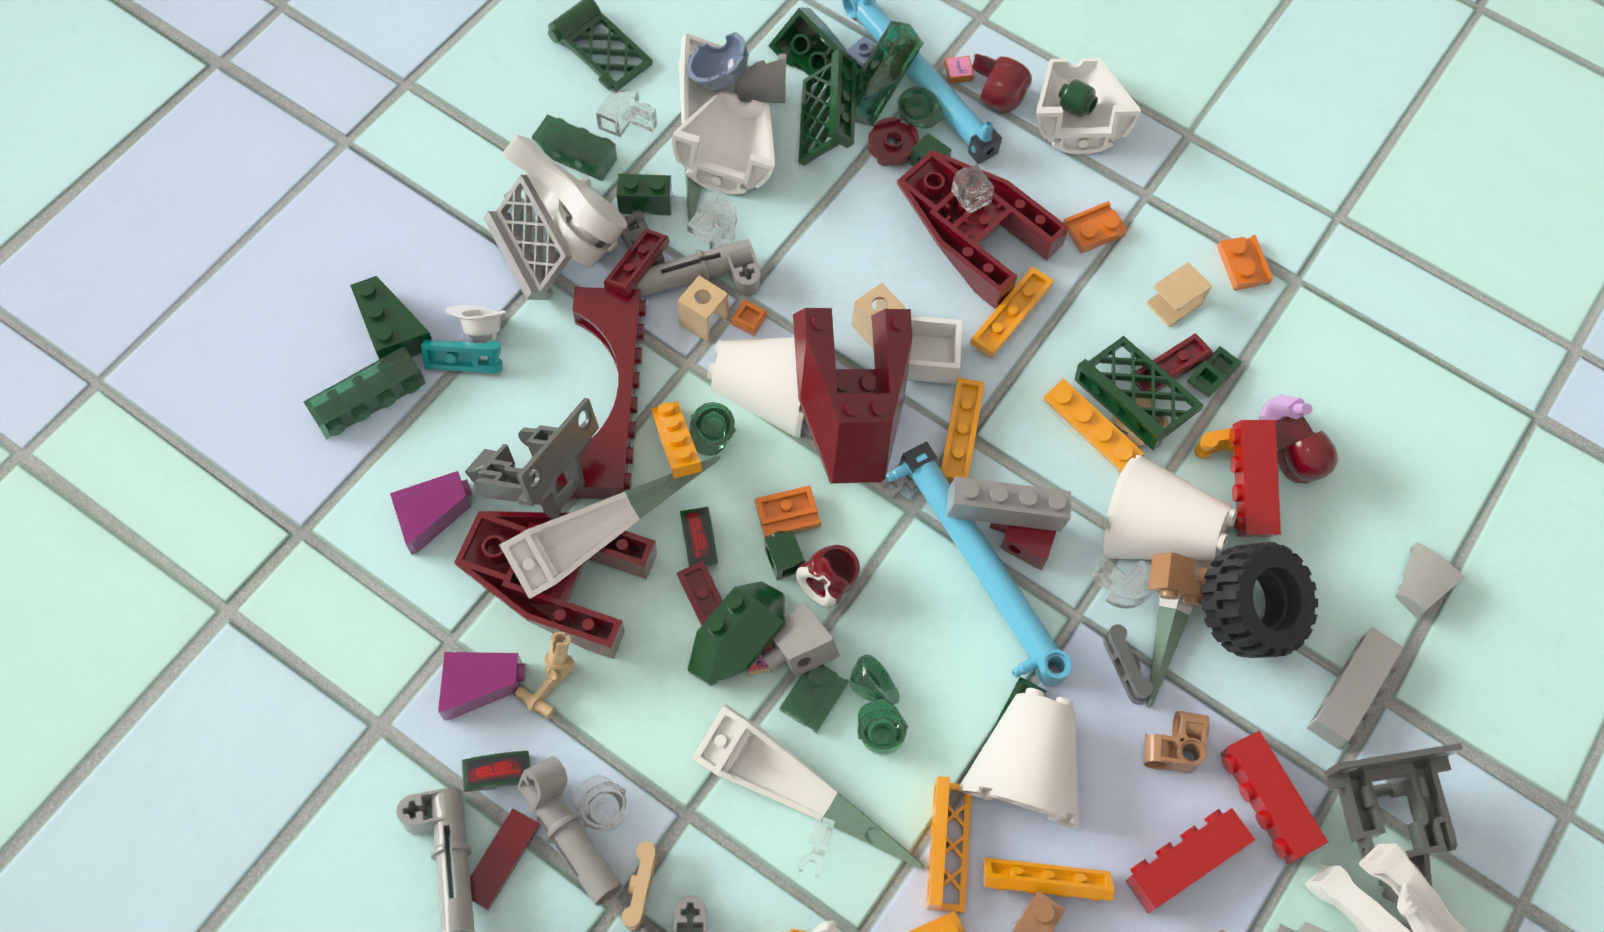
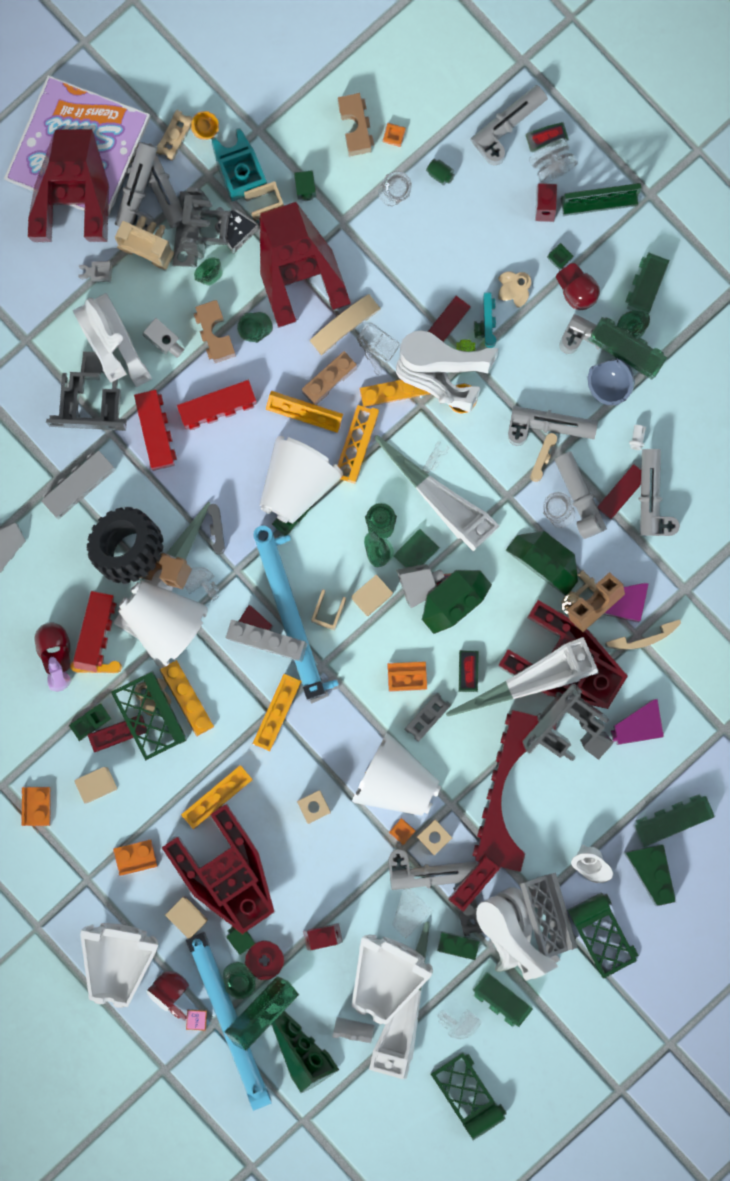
camera: 160 degrees left, 20 degrees up
(400, 652) = (621, 644): none -> tan slope
(462, 356) = (605, 836): teal plate -> none
(469, 262) = (594, 910): none -> dark green piece
(494, 770) = (618, 544): slope -> none
(515, 654) = (607, 593): none -> medium nougat arch
(610, 722) = (546, 559): none -> dark green wedge
(676, 440) = (471, 737): light orange plate -> none
(700, 590) = (474, 632): dark red plate -> none
(711, 428) = (446, 745): clear green hat -> none
(719, 66) = (385, 1040): sand blue cylinder -> none
(745, 465) = (427, 717): none -> dark grey plate
(783, 554) = (416, 647): dark green brick -> none
(824, 172) = (323, 937): none -> dark red torso
(829, 574) = (390, 624): dark red piece -> none
(839, 107) = (301, 989): dark green fence -> none
(852, 410) = (347, 732): dark red wedge -> none
(861, 50) = (270, 1039): sand blue bracket -> none
(867, 612) = (372, 595): none -> tan piece
(935, 350) = (283, 773): white piece -> none
(941, 561) = (314, 620): none -> tan piece
(972, 188) = (225, 879): clear brick -> none
(1010, 162) = (186, 917): none -> tan piece
(1078, 98) = (117, 964): dark green head -> none
(1188, 734) = (192, 478): medium nougat piece -> none

